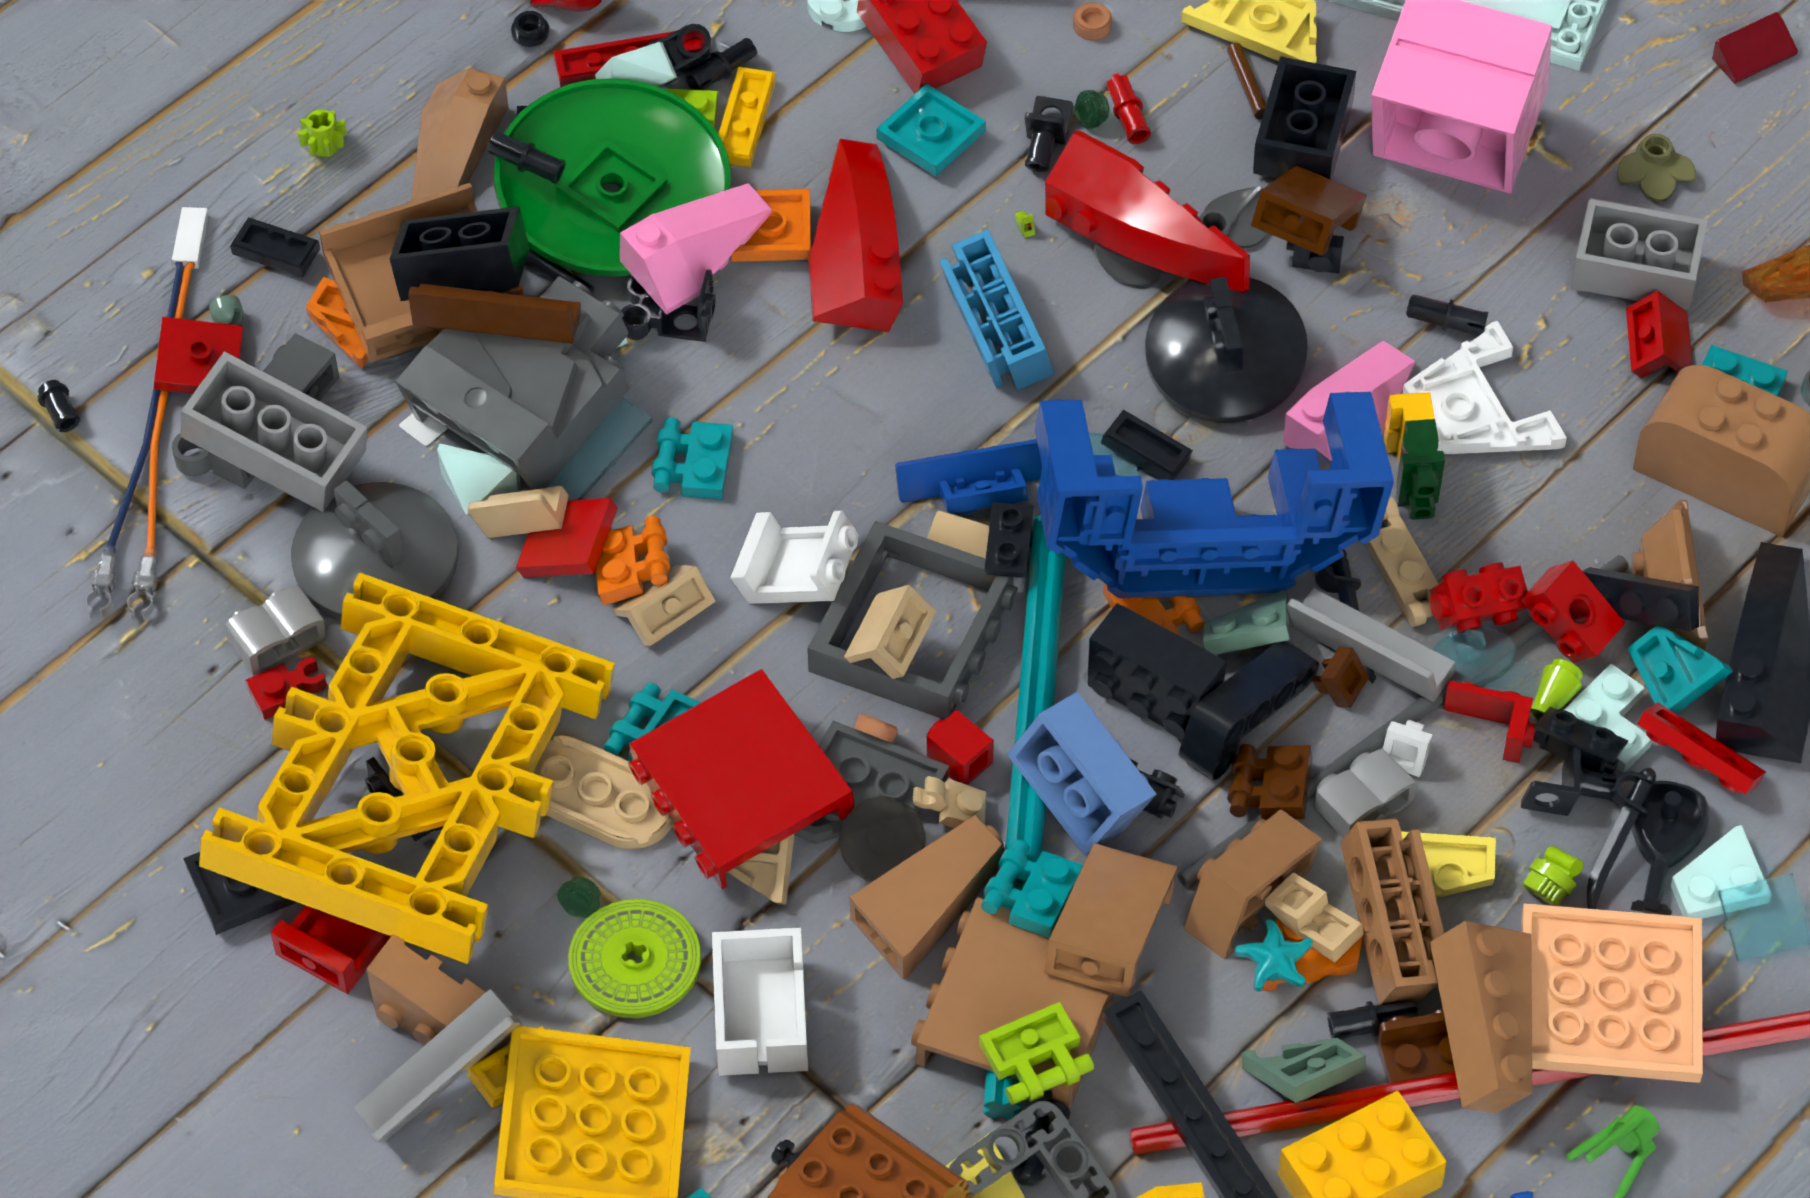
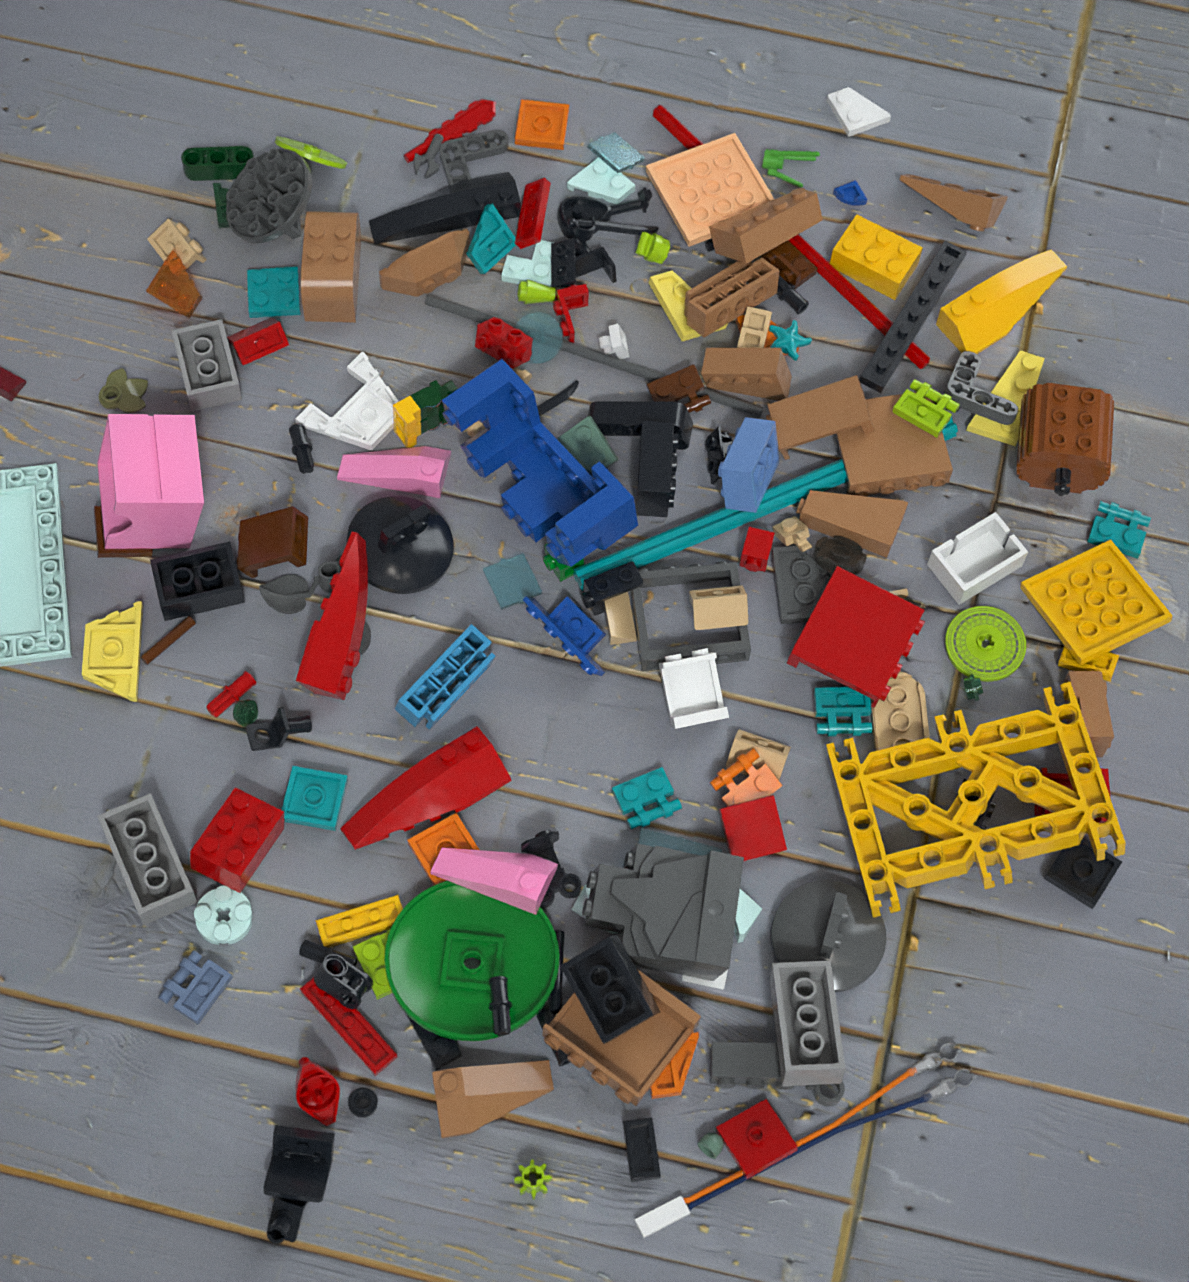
camera: 125 degrees left, 10 degrees up
(55, 399) = (845, 1204): black pin -> none
(272, 686) = (950, 934): red plate -> none
(275, 630) = (918, 956): light grey brick -> none
(437, 1065) = (1130, 680): light grey panel -> none
(494, 313) = (651, 928): reddish brown panel -> none
(520, 512) = (756, 870): tan panel -> none
(644, 65) = (376, 996): light aqua slope -> none
(876, 727) = (771, 596): nougat tile -> none
(1025, 223) = (356, 710): lime piece -> none
(1043, 895) = (830, 452): teal plate -> none
(1092, 21) = (164, 754): nougat tile -> none
(1146, 446) = (491, 558): black tile -> none
(1306, 1067) = (836, 305): sand green wing -> none
(1342, 677) = (590, 390): reddish brown tile -> none
(1367, 792) = (659, 348): light grey brick -> none
(1373, 642) = (563, 383): light grey panel -> none
(1566, 591) = (489, 294): red brick -> none
(1648, 599) = (463, 265): black plate -> none

